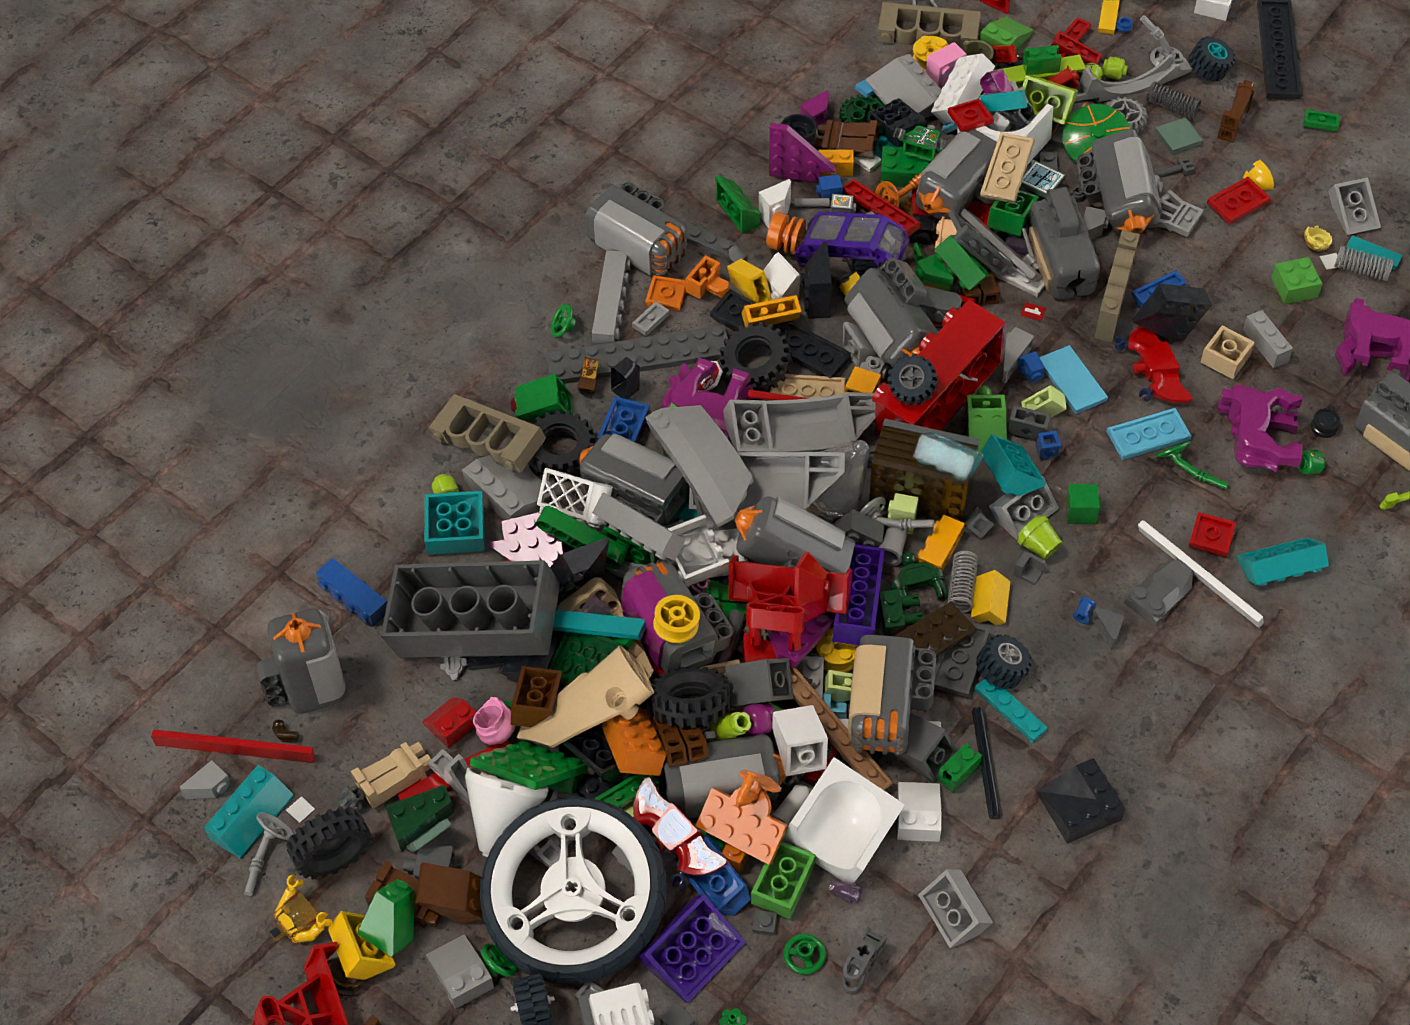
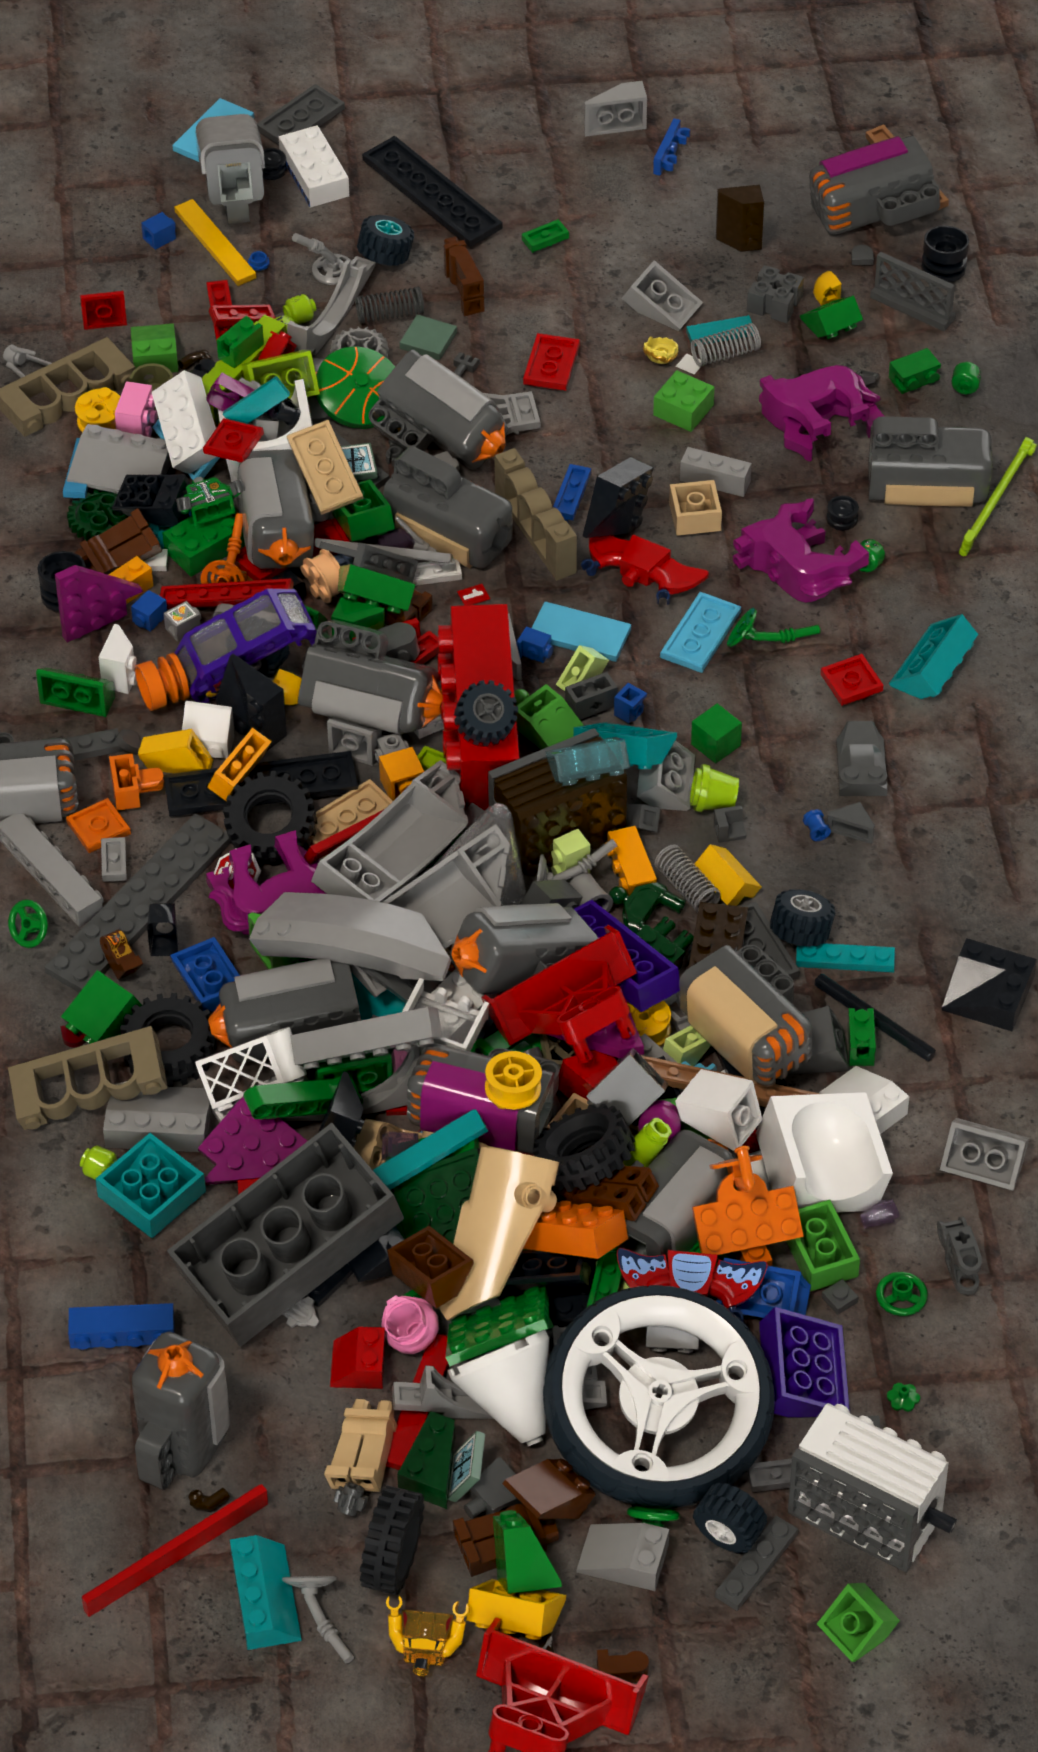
camera: 45 degrees left, 5 degrees down
(206, 783) = (191, 1600): light grey slope -> none
(300, 809) = (305, 1552): white sticker -> none
(810, 580) = (589, 959): red slope -> none
(811, 202) = (147, 635): light grey piece -> none
(816, 107) = (44, 540): magenta slope -> none
(1004, 54) = (187, 359): red tile -> none
(1200, 573) = (882, 720): white tile -> none
(1261, 176) = (547, 323): yellow brick -> none

